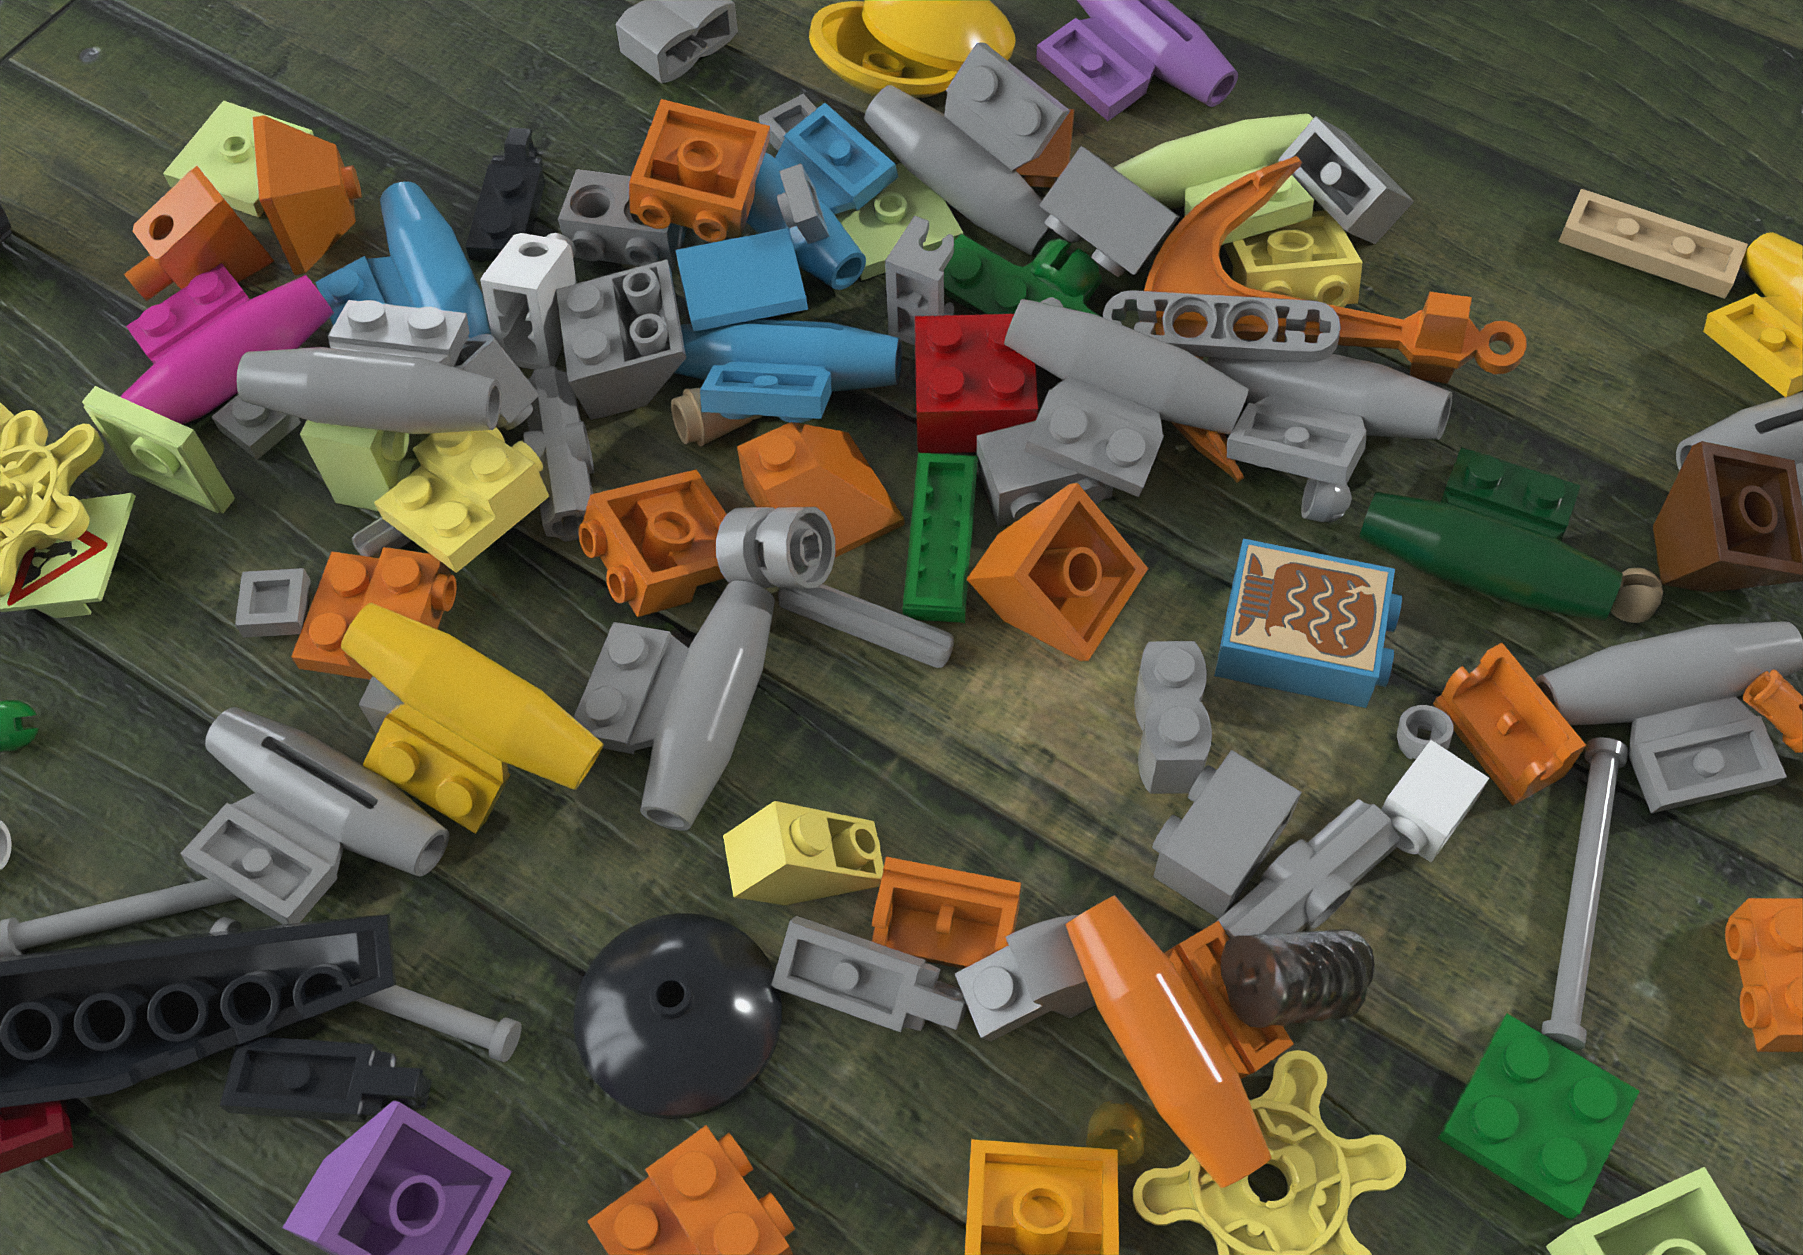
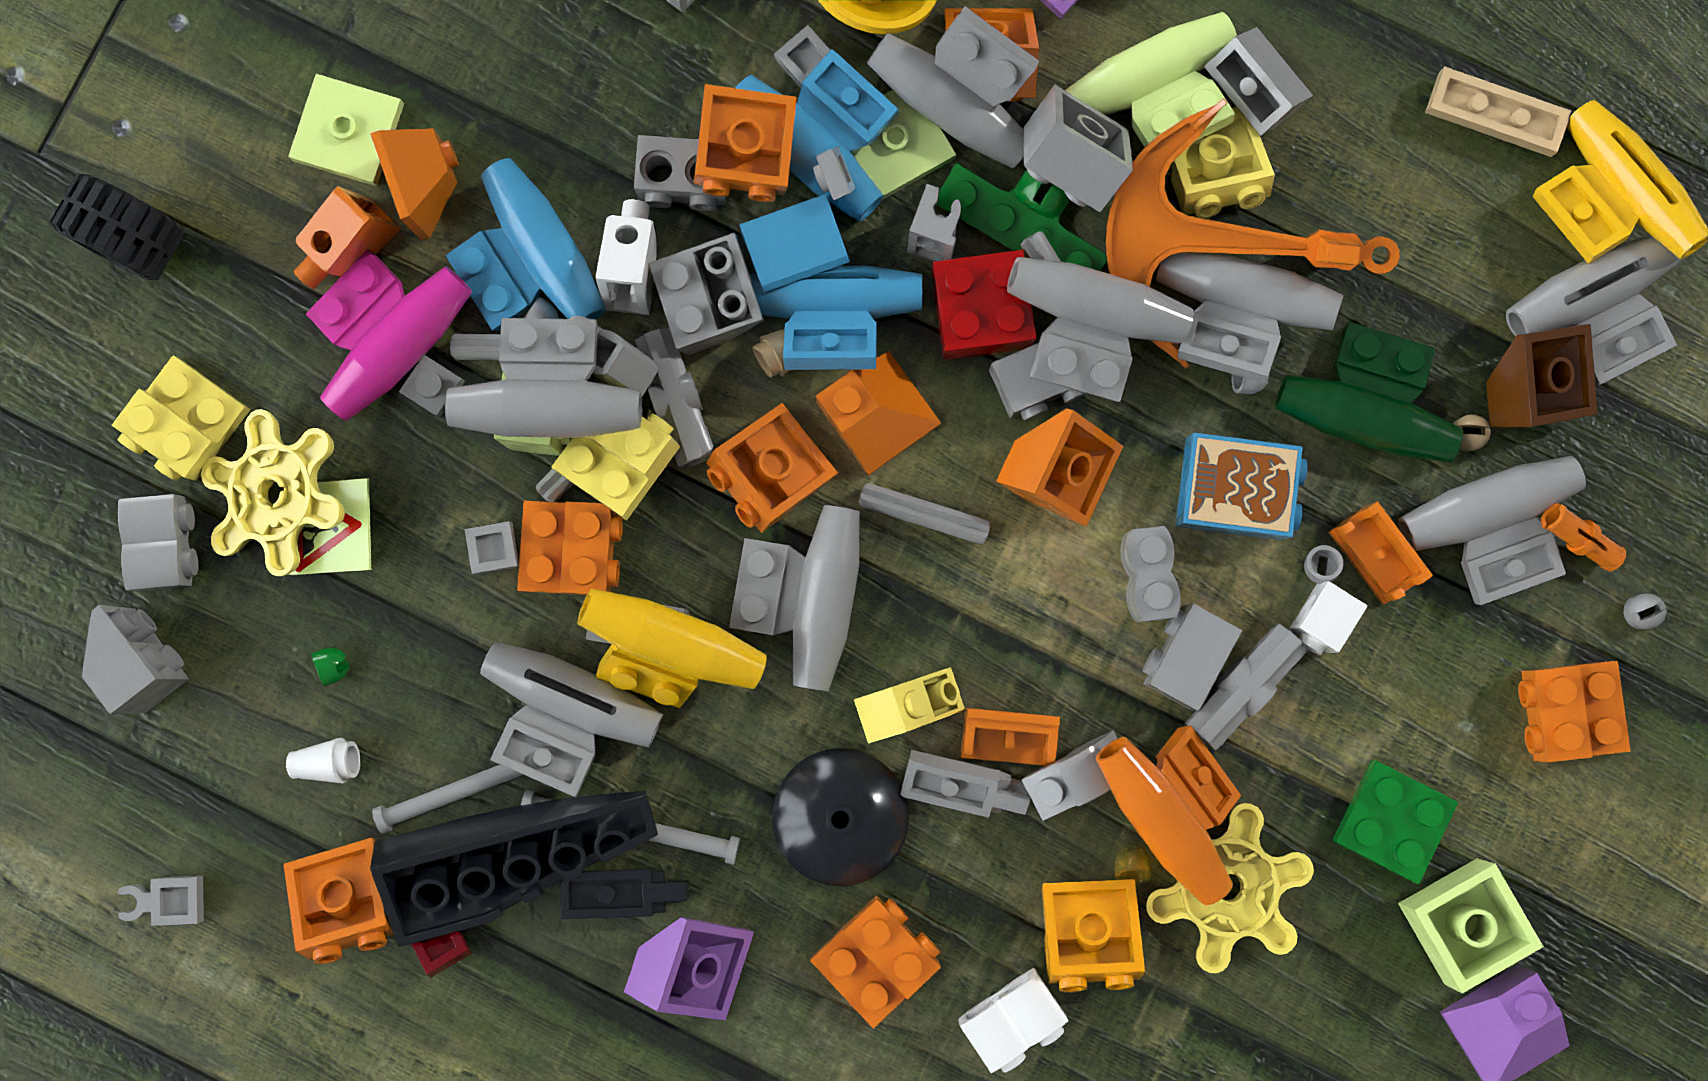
camera: 10 degrees left, 25 degrees up
(159, 450) = (376, 438): yellowish green plate -> none
(507, 197) = (581, 155): black hinge -> none
(776, 546) = (857, 478): light grey wheel -> none
(940, 538) = (971, 439): green plate -> none
(1221, 315) = (1169, 249): light grey beam -> none
(1297, 976) = (1244, 761): clear smoke piece -> none
(1564, 1027) = (1429, 665): light grey bar -> none

